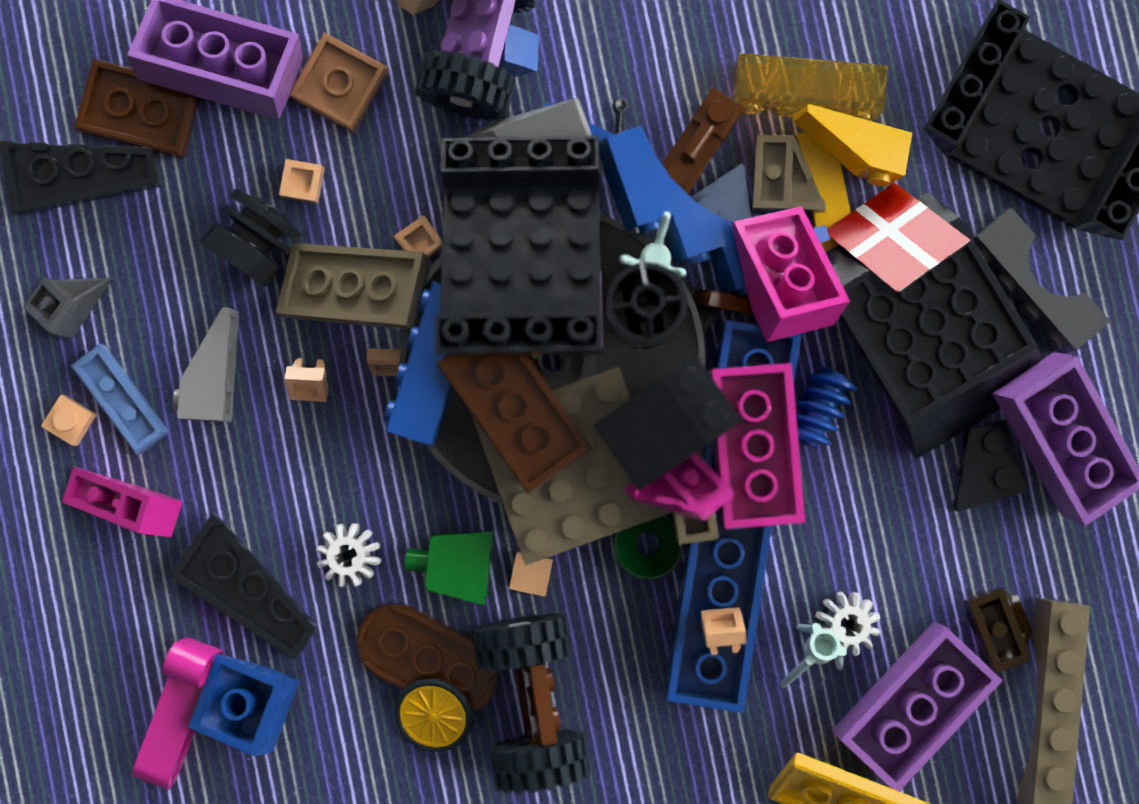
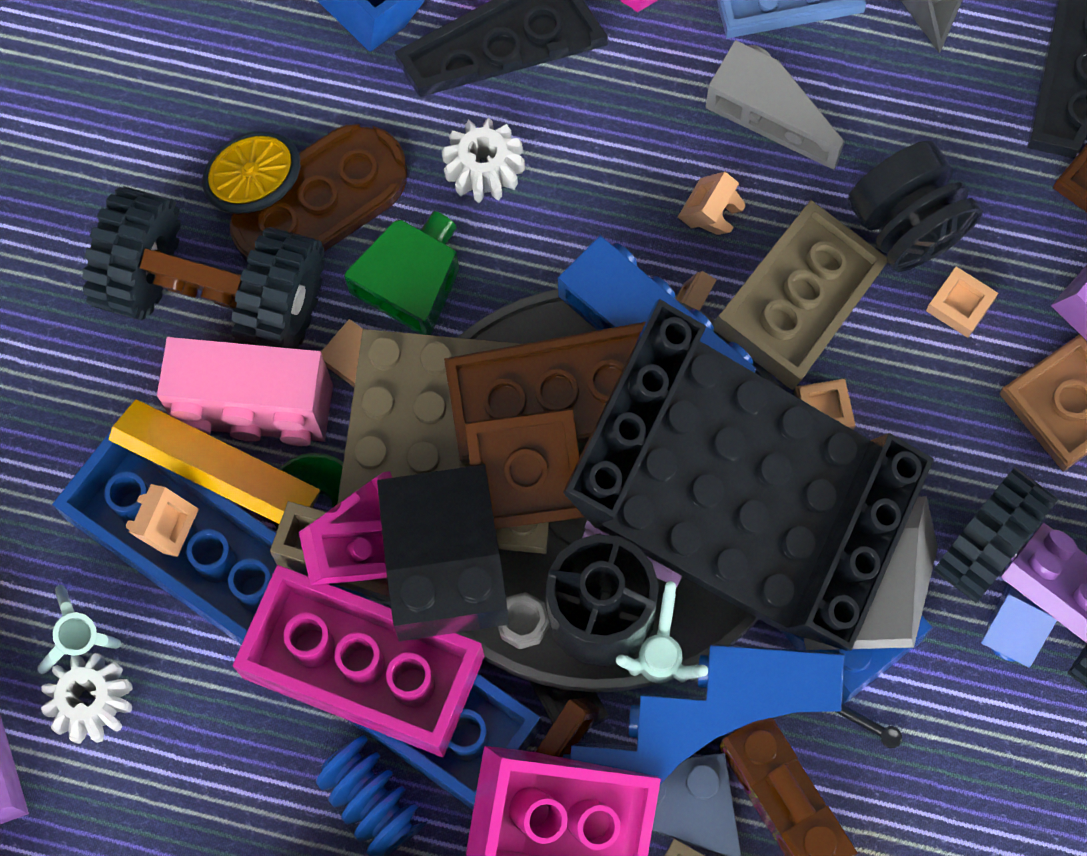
camera: 120 degrees right, 15 degrees down
(576, 397) = (527, 465): none -> reddish brown plate
(600, 628) = (246, 390): none -> bright pink brick
(663, 619) = (210, 462): none -> yellow tile
(670, 355) = (526, 621): none -> light grey tile

